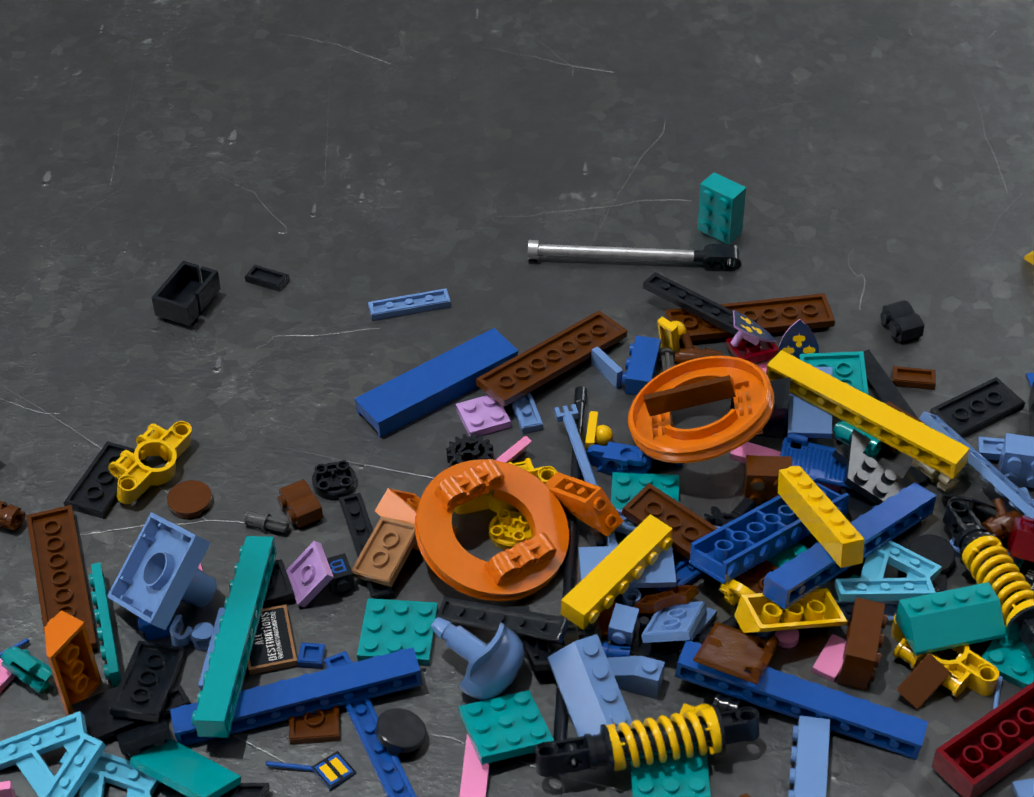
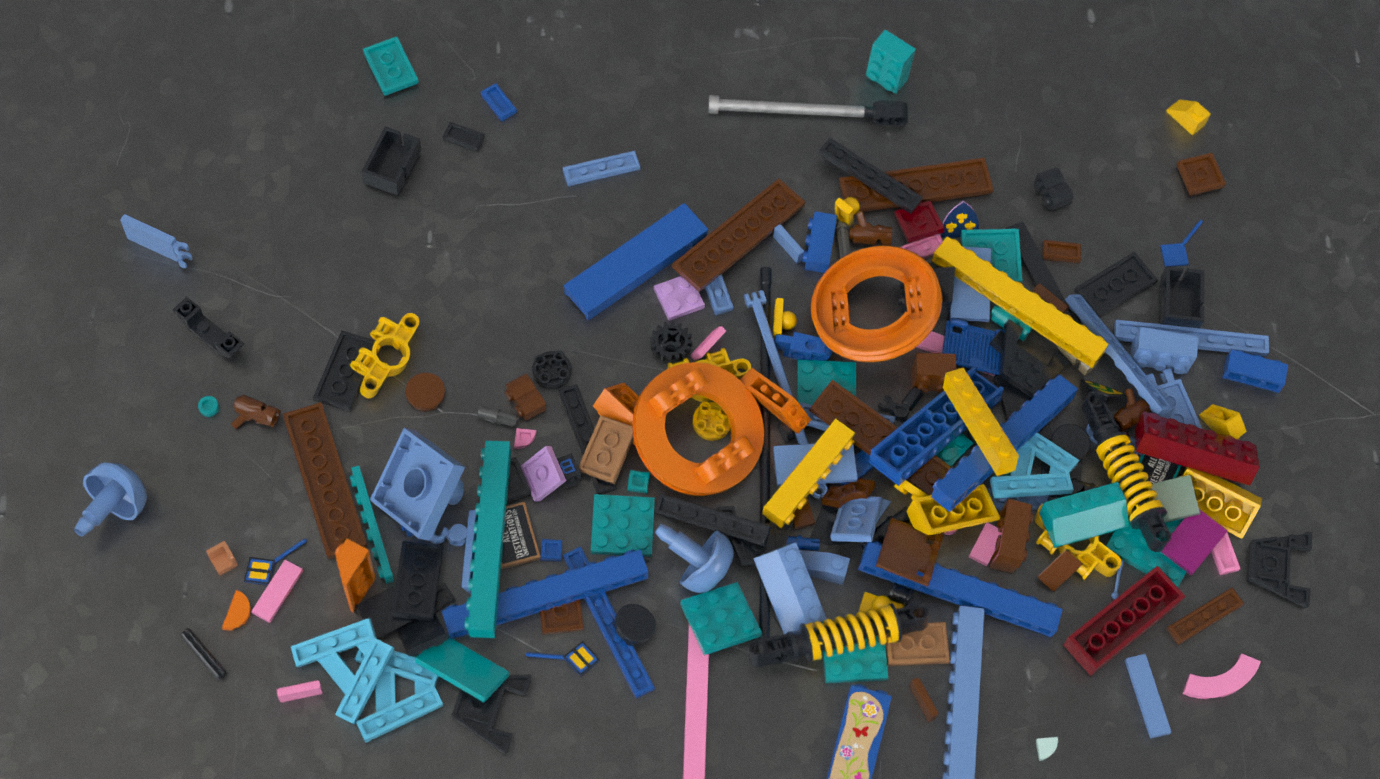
camera: 10 degrees left, 20 degrees up
(27, 668) = (313, 571): teal piece -> none
(200, 220) = (390, 66): none -> teal plate
(294, 544) = (524, 438): none -> bright pink tile
(308, 250) = (498, 102): none -> blue tile
(420, 588) = (638, 481): none -> teal tile
(623, 624) = (813, 520): medium blue brick -> none
(689, 395) = (867, 295): reddish brown tile -> none
(748, 330) = (917, 207): shield -> none
(750, 764) = (920, 647): none -> medium nougat tile

